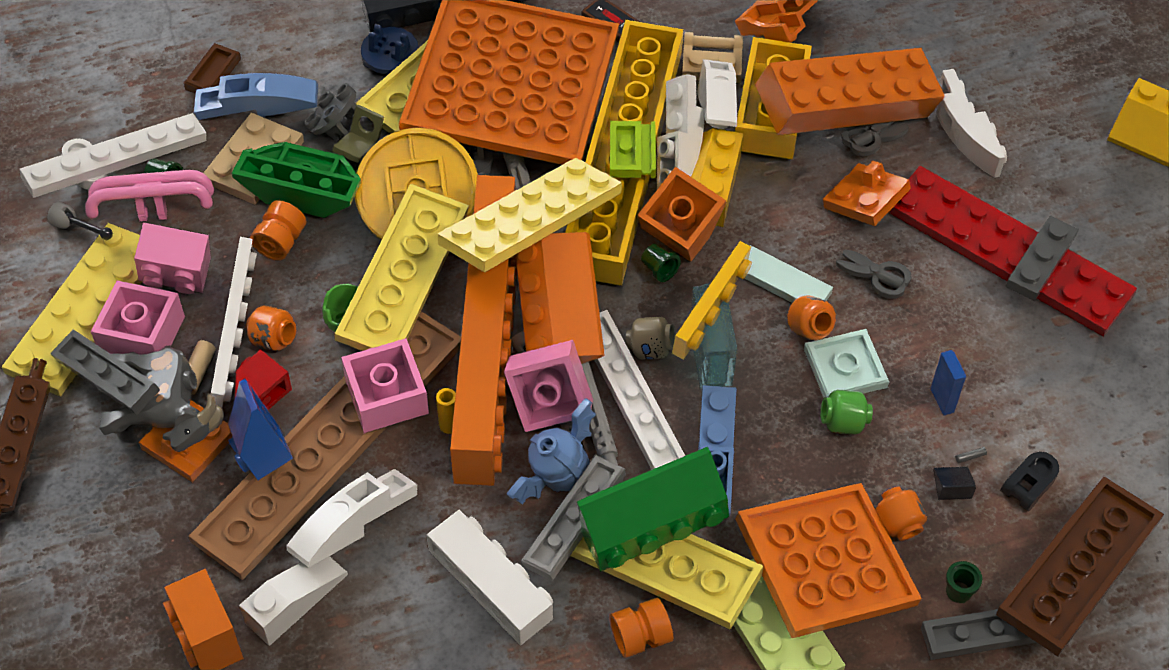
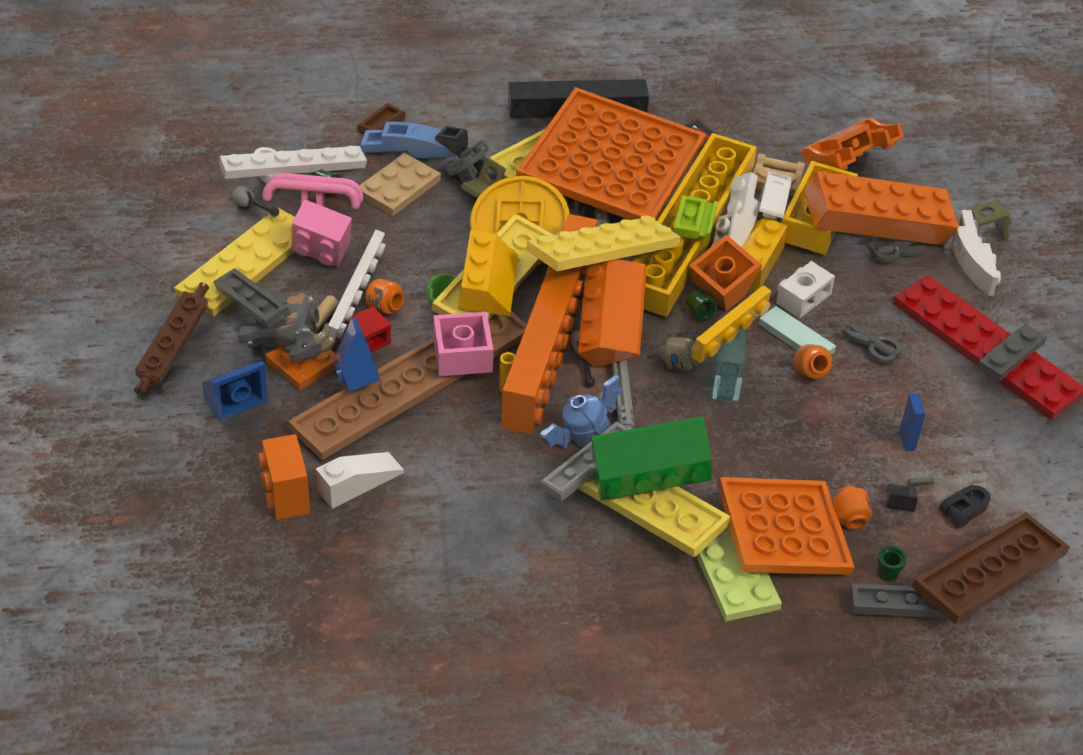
camera: 10 degrees right, 10 degrees down
(112, 504) = (236, 390): none -> blue slope
(138, 319) = (285, 269): bright pink brick -> none
(278, 230) = (406, 232): orange wheel -> none
(300, 175) = (428, 200): green wedge -> none
(308, 85) = (453, 139): none -> black slope
(345, 514) = (410, 427): white slope -> none
(380, 43) = (519, 126): dark blue plate -> none
(396, 282) = (488, 275): none -> yellow slope
(491, 576) = (514, 491): white brick -> none
(547, 384) = (588, 364): bright pink brick -> none
(635, 398) = (654, 382): white plate -> none
(641, 627) = (624, 545): orange wheel -> none
(717, 431) = (719, 426): medium blue slope -> none
(779, 215) = (805, 289): none -> white brick
(846, 363) = (833, 402): light aqua tile -> none
(846, 412) = (825, 430): bright green head -> none
(867, 193) = (879, 285): orange hinge -> none
(990, 71) = (1000, 216): none -> olive bracket

